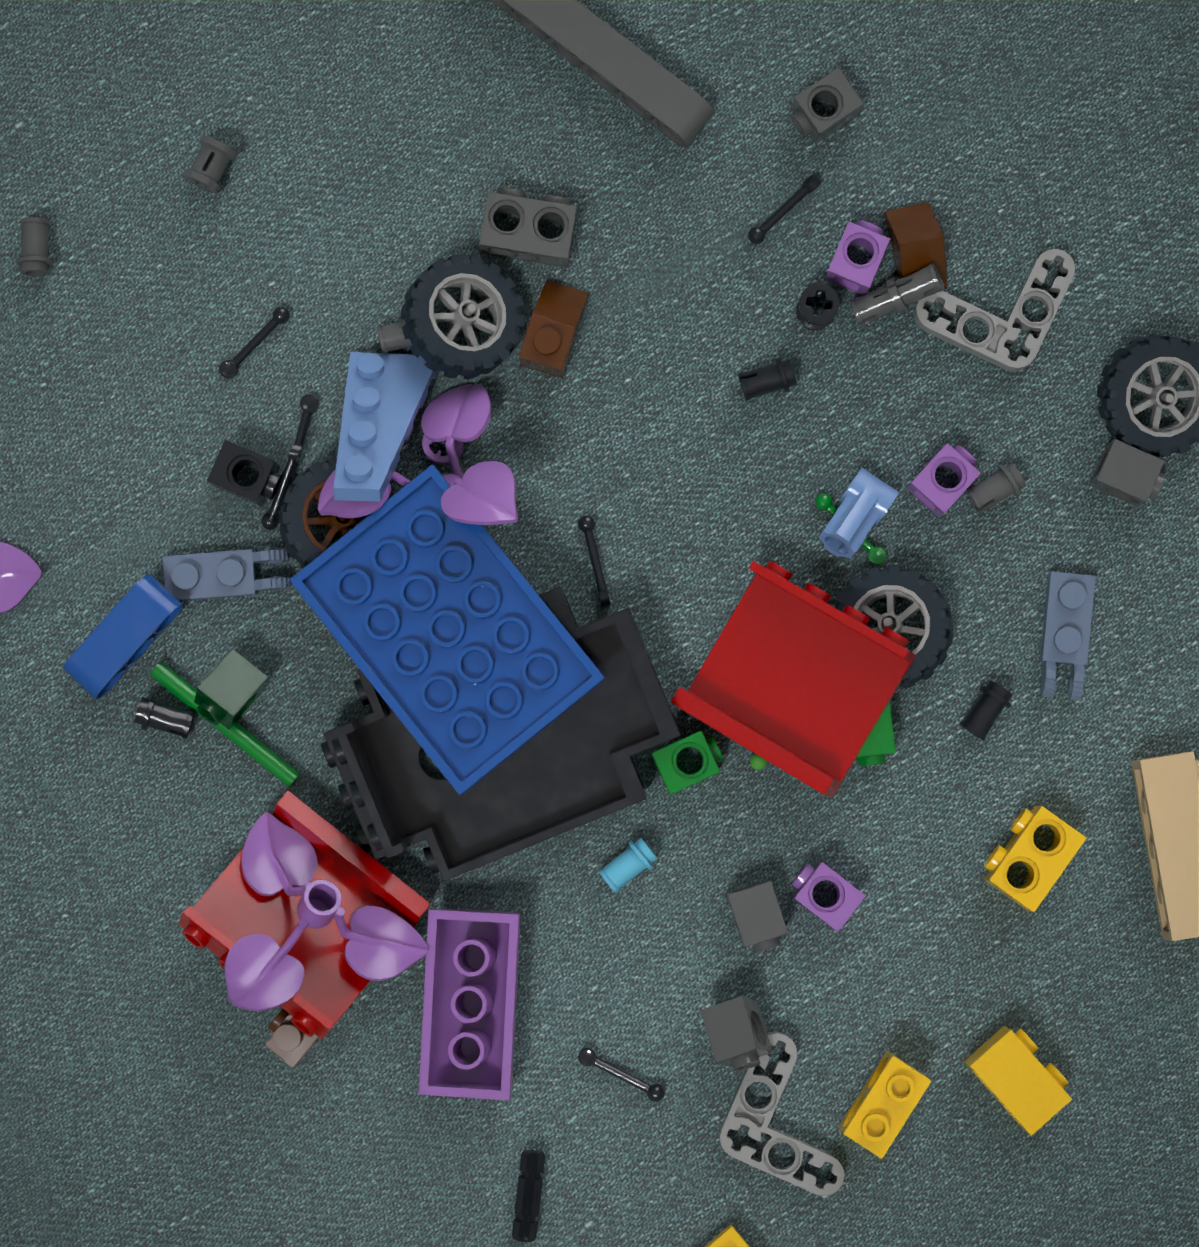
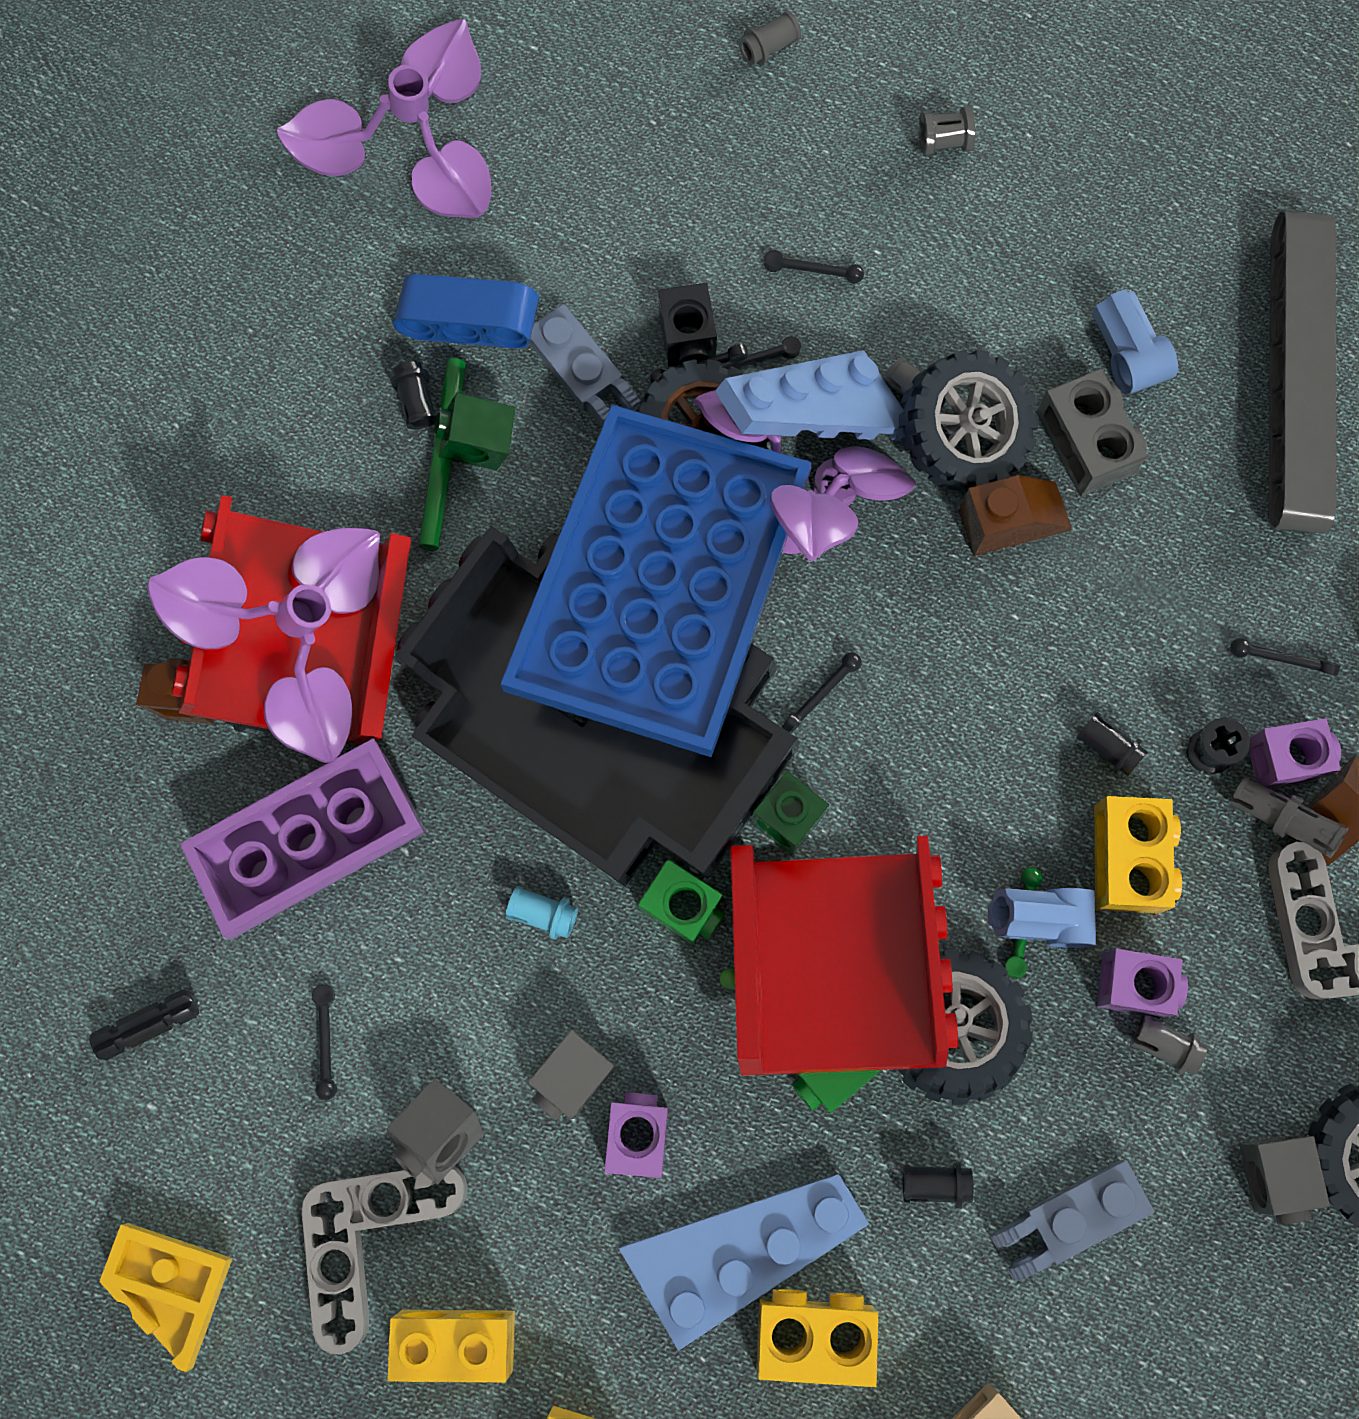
camera: 60 degrees right, 10 degrees down
(489, 149) = (1137, 353): none -> medium blue piece
(671, 644) = (789, 813): none -> dark green brick
(848, 430) = (1120, 852): none -> yellow brick
(946, 876) = (732, 1258): none -> medium blue wing

